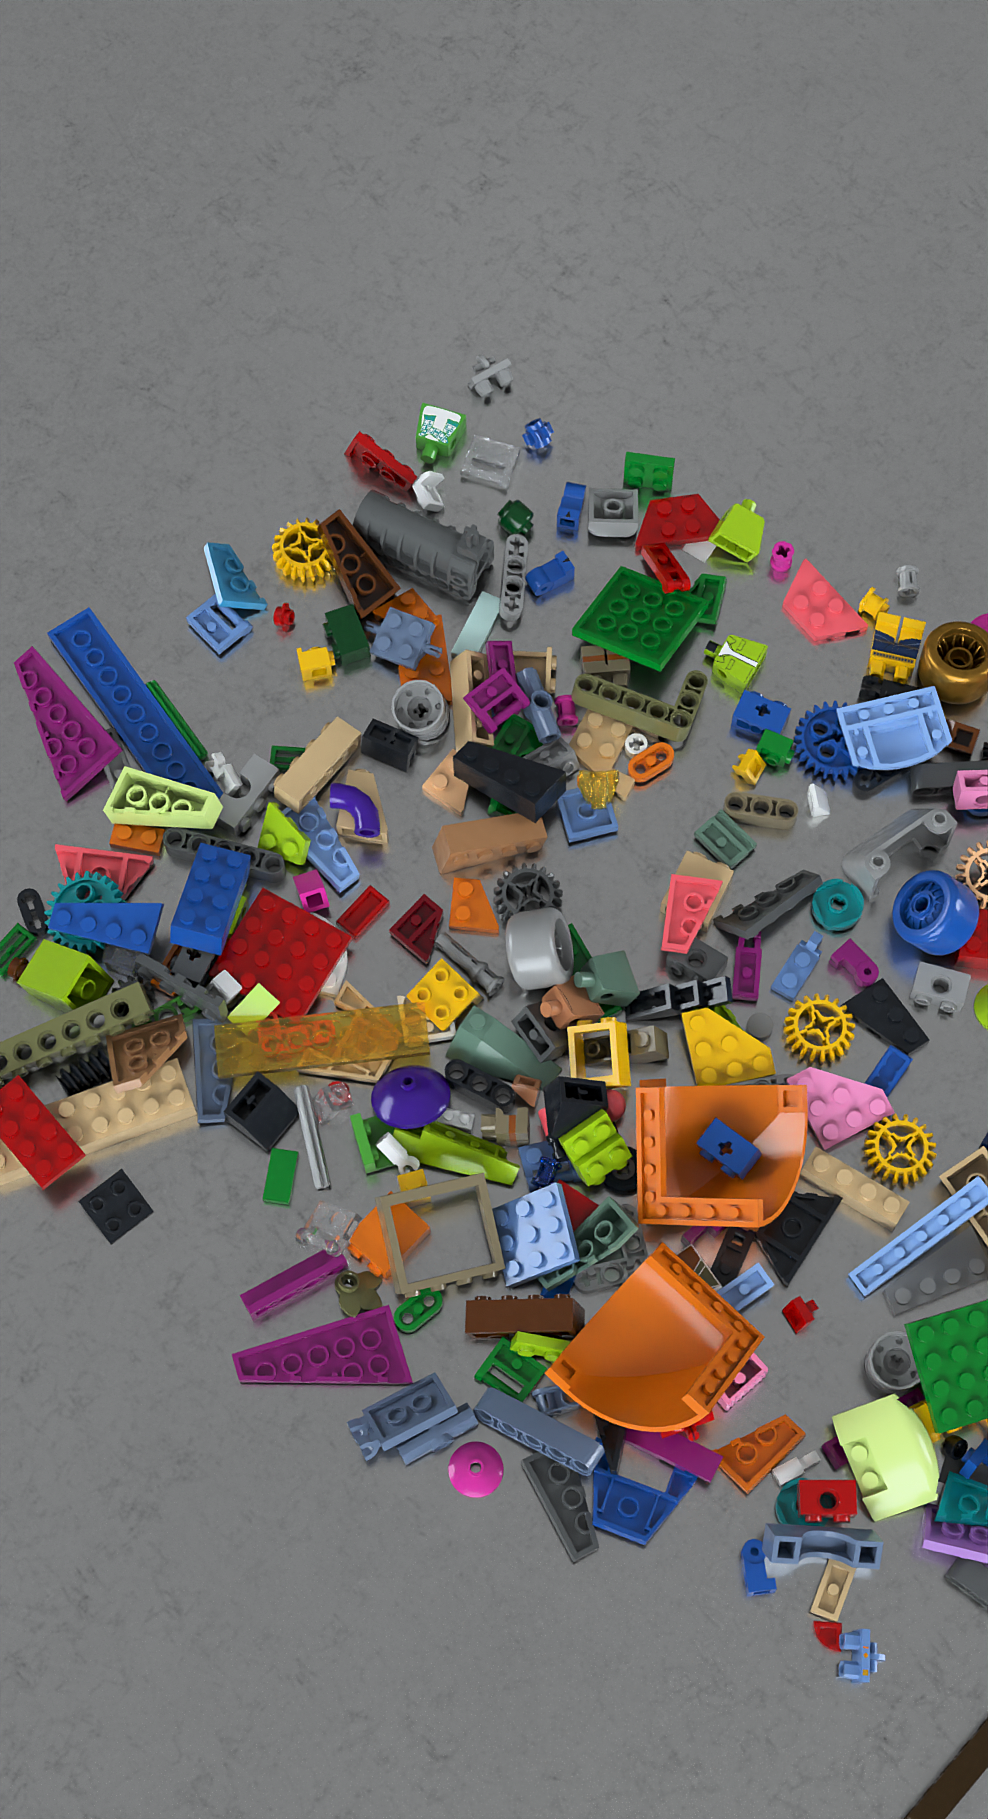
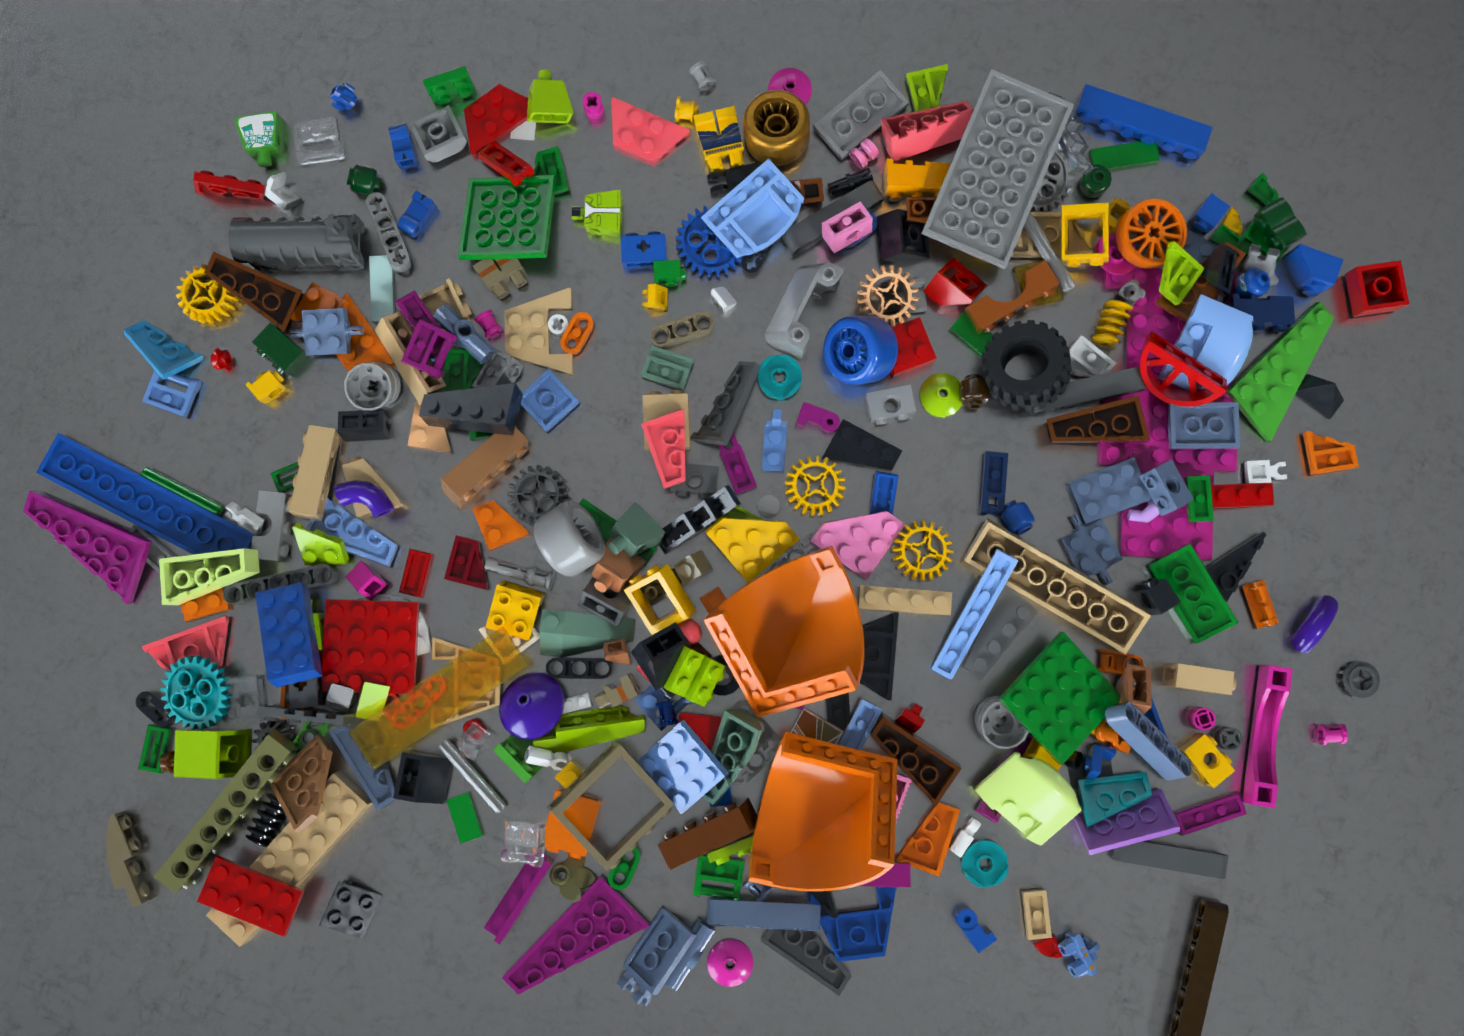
camera: 25 degrees left, 15 degrees up
(116, 924) = (225, 694): blue wing -> none
(481, 380) = (283, 56): light grey hips -> none
(598, 787) = (547, 379): clear yellow brick -> none
(644, 706) = (548, 290): olive beam -> none
(720, 1136) = (786, 615): blue brick -> none
(788, 1360) = (921, 761): none -> reddish brown wedge
(842, 1492) = (988, 854): red brick -> none
(848, 1545) = (1036, 877): sand blue arch -> none

